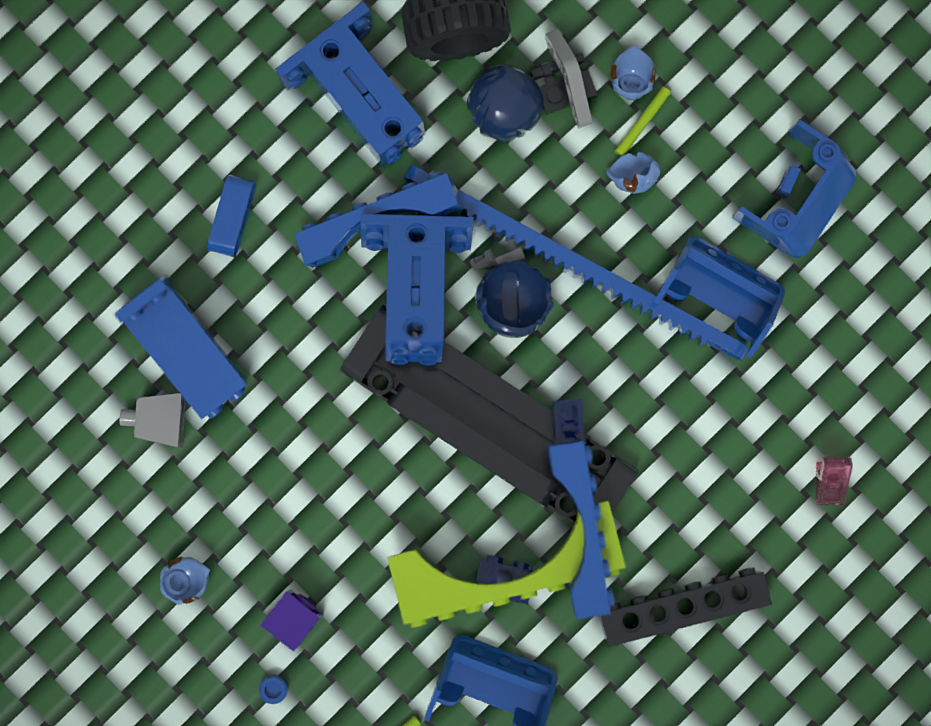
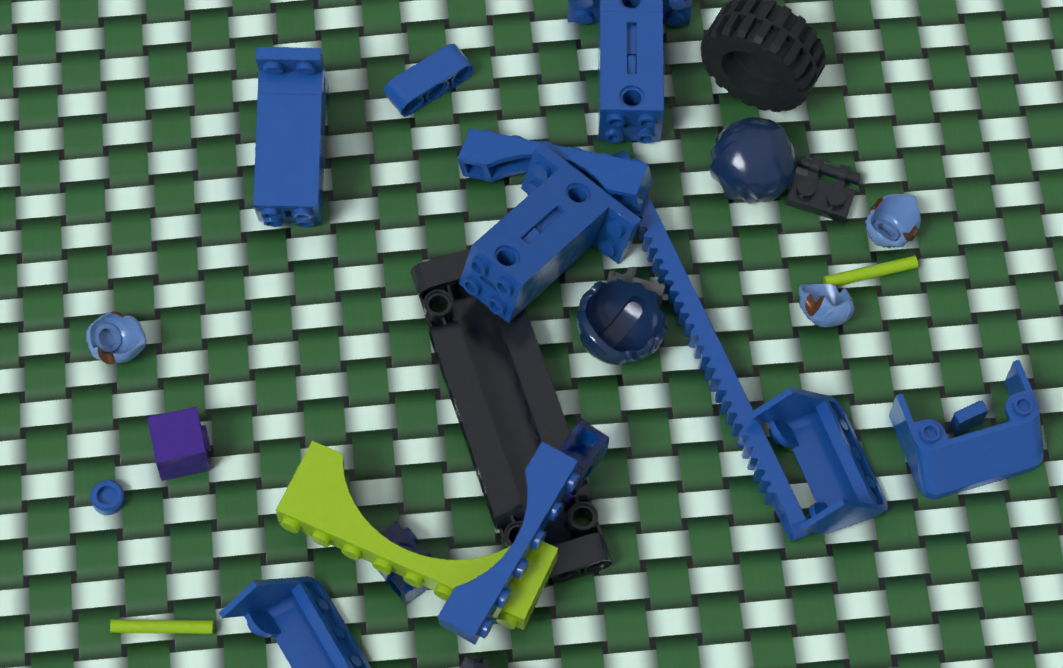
camera: 35 degrees right, 20 degrees down
(157, 419) = (216, 192): light grey torso -> none
(572, 76) = (829, 182): light grey beam -> none

